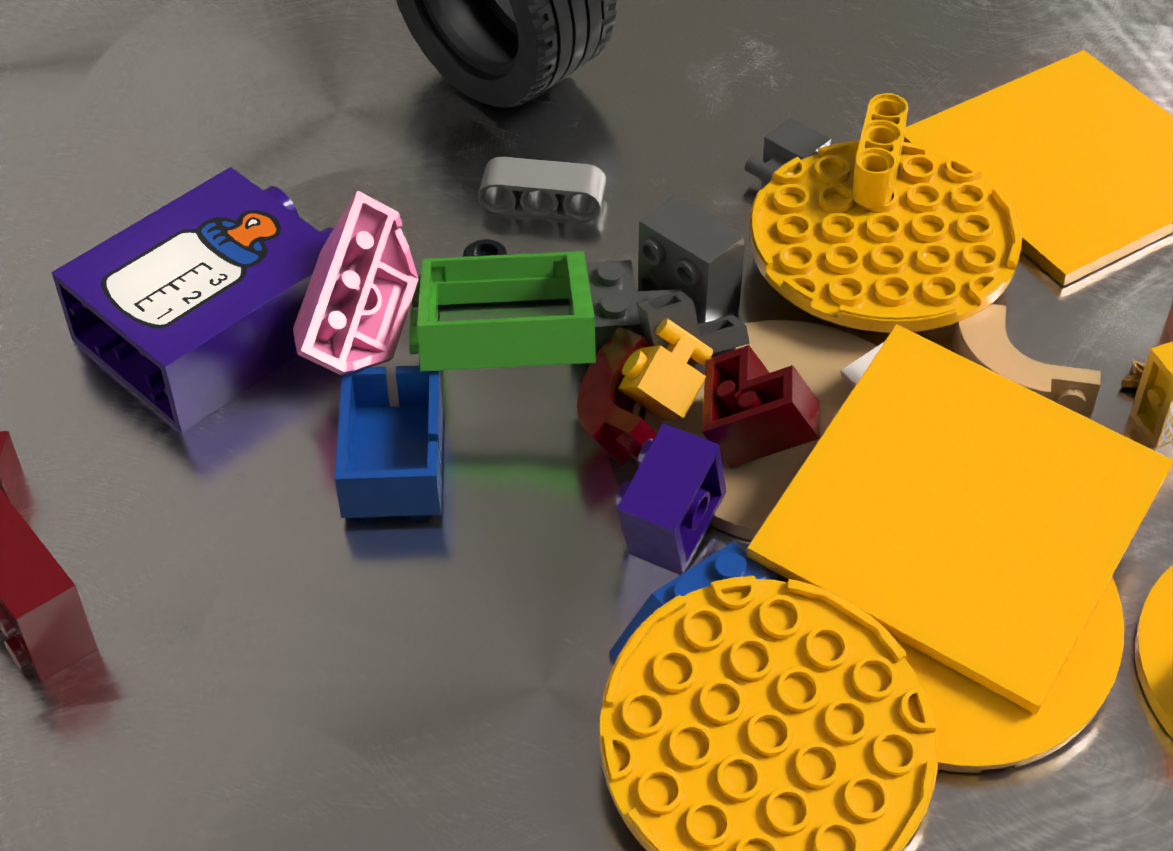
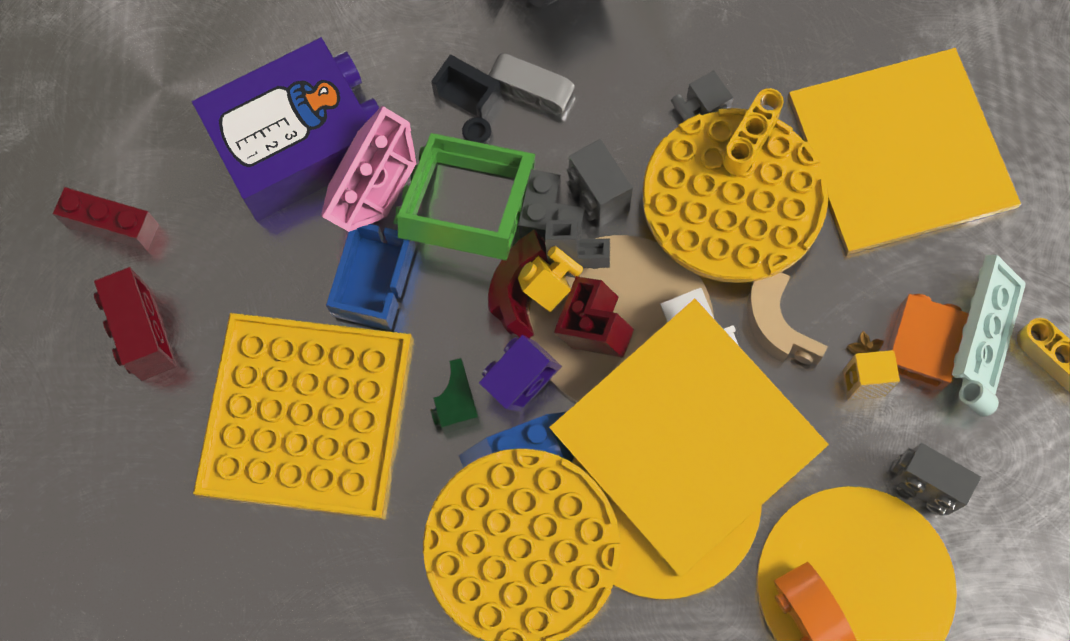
camera: 20 degrees right, 25 degrees up
(334, 667) = (304, 416): none -> yellow tile
(452, 208) = (466, 87): none -> black panel
(584, 578) = (455, 406): none -> dark green arch

